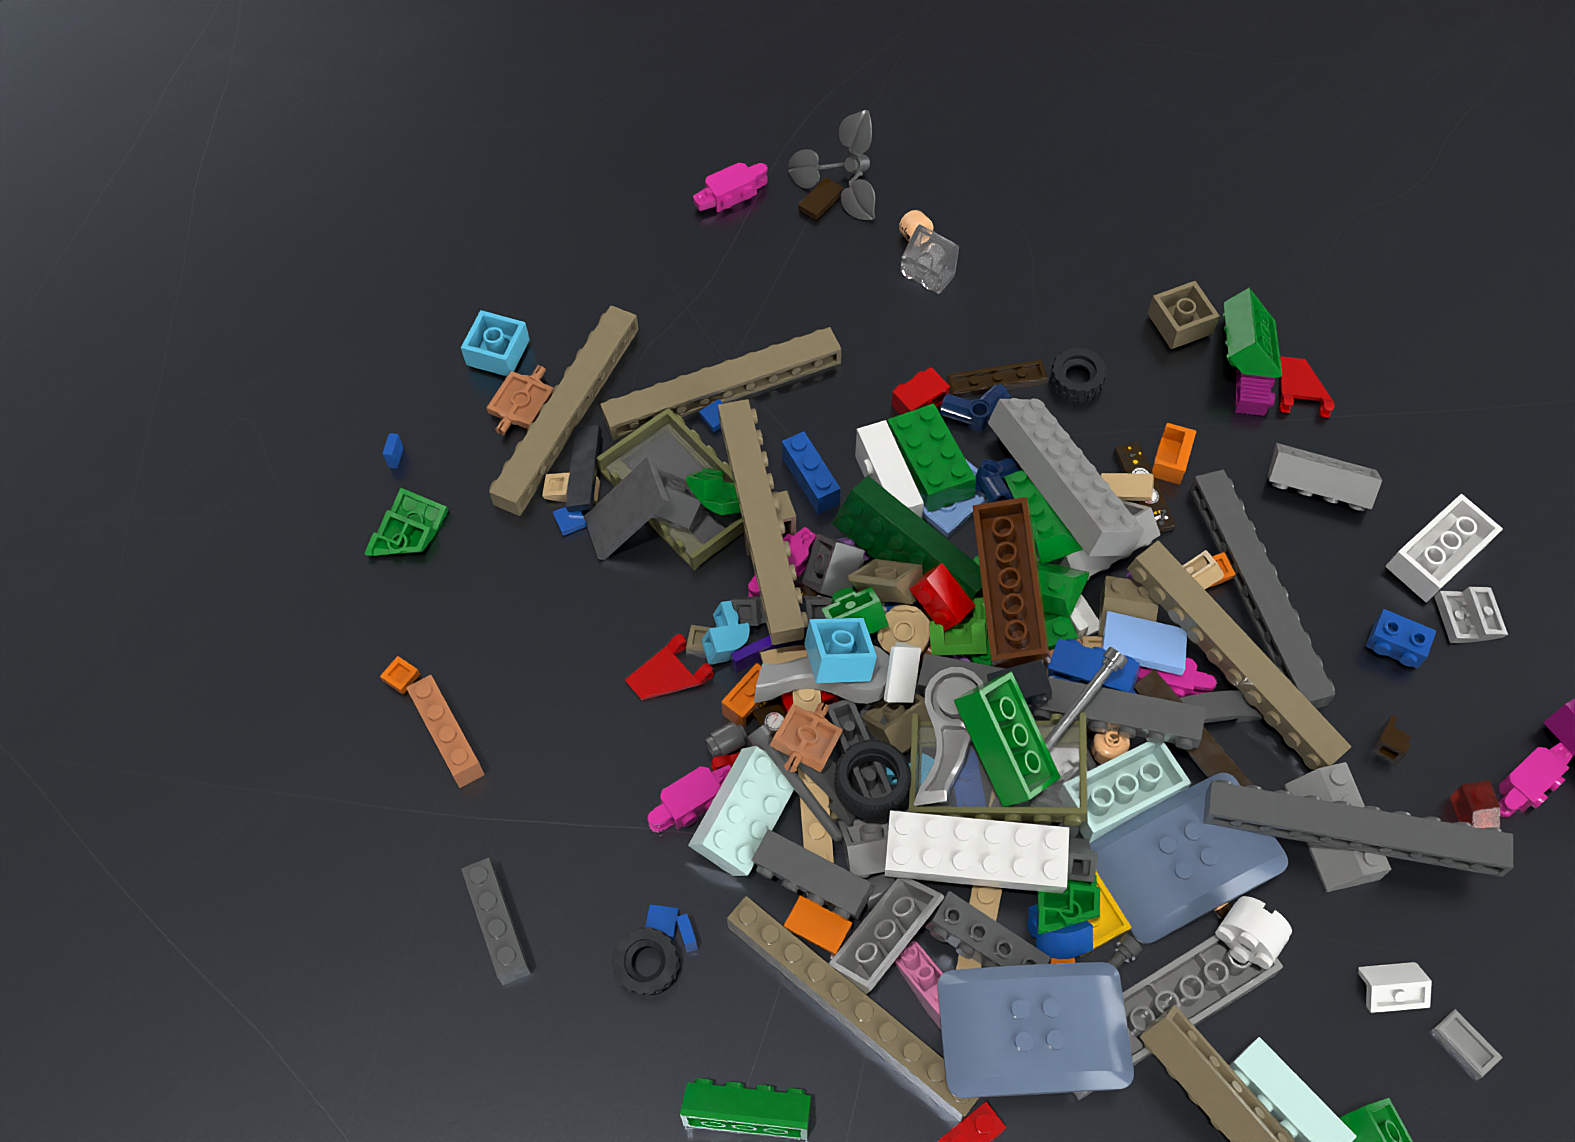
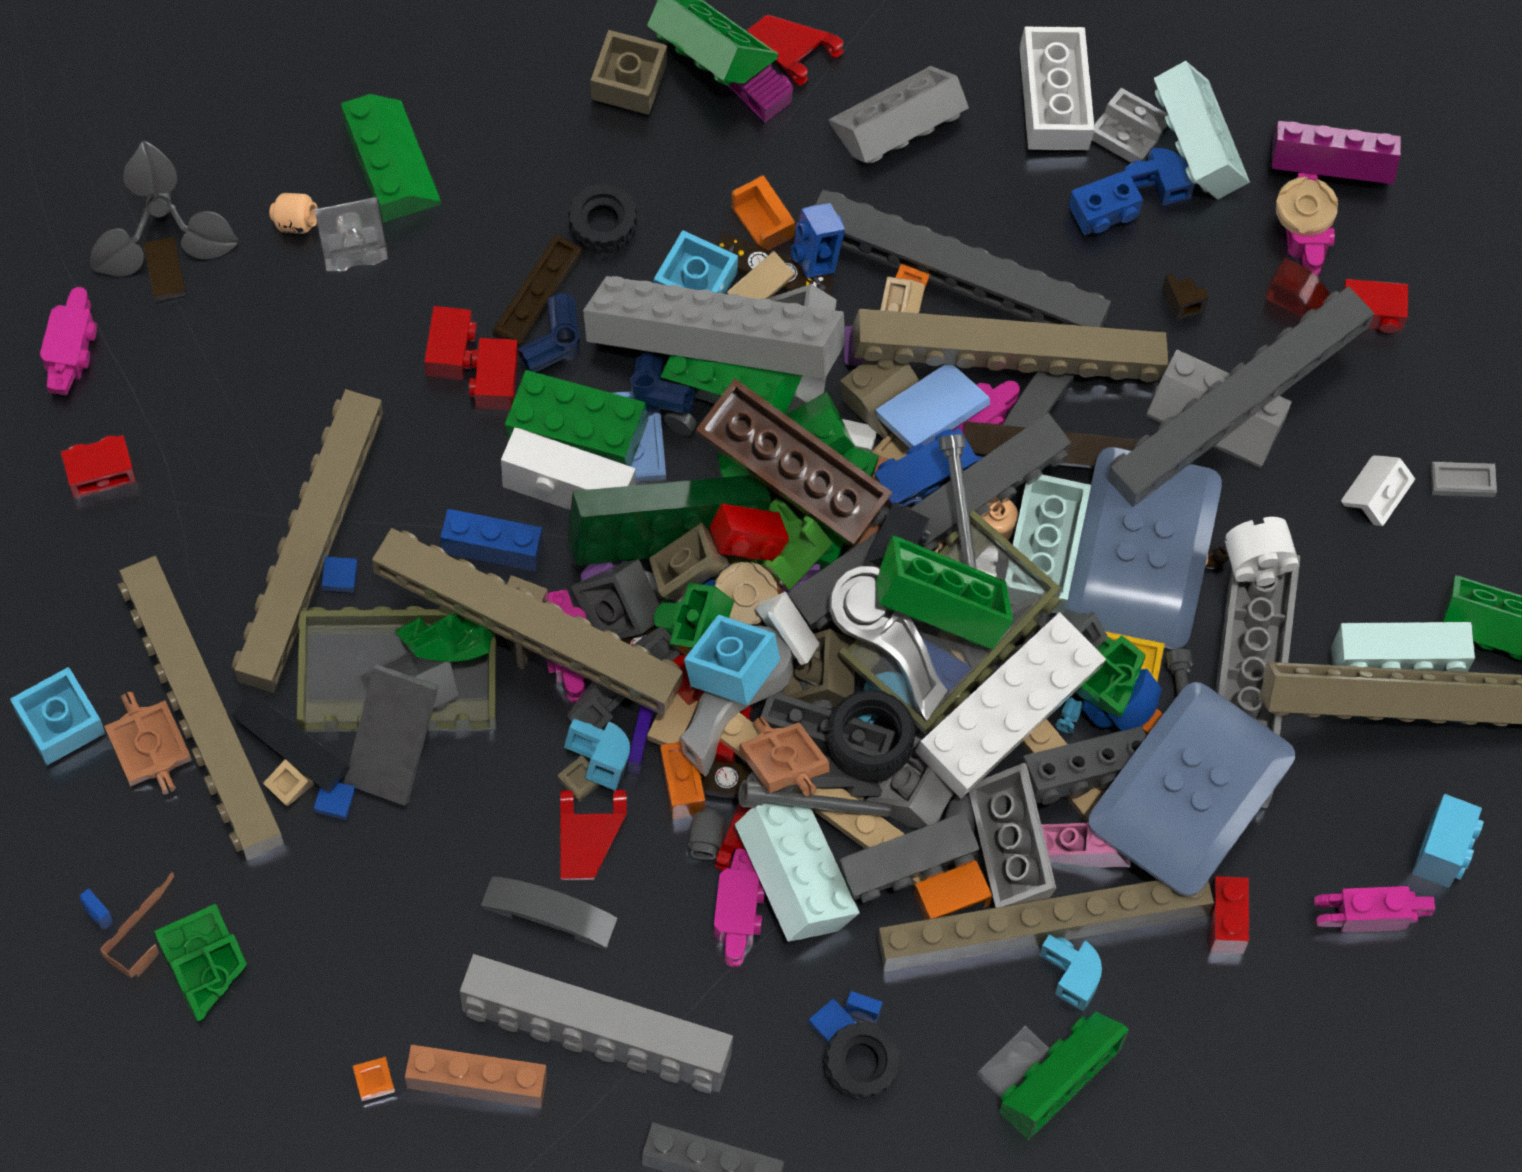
camera: 55 degrees left, 5 degrees up
(376, 498) = (143, 963): none -> nougat piece
(532, 775) = (596, 1024): none -> light grey brick
(597, 692) = (550, 909): none -> dark grey slope
(669, 254) = (98, 466): none -> red brick
(730, 1066) = (1013, 1061): none -> clear plate
(833, 1065) = (1081, 967): none -> medium azure brick
(915, 356) = (449, 343): none -> red brick
(1000, 244) = (389, 156): none -> green slope
(1021, 904) = (1070, 713): none -> medium azure piece
(1098, 442) = (698, 265): none -> medium azure brick
(1186, 490) = (818, 240): none -> blue brick
(1464, 658) = (1166, 172): none -> blue brick
(1516, 654) = (1200, 130): none -> light aqua brick
(1531, 875) = (1386, 300): none -> red brick
(1541, 765) = (1306, 206): none -> tan tile

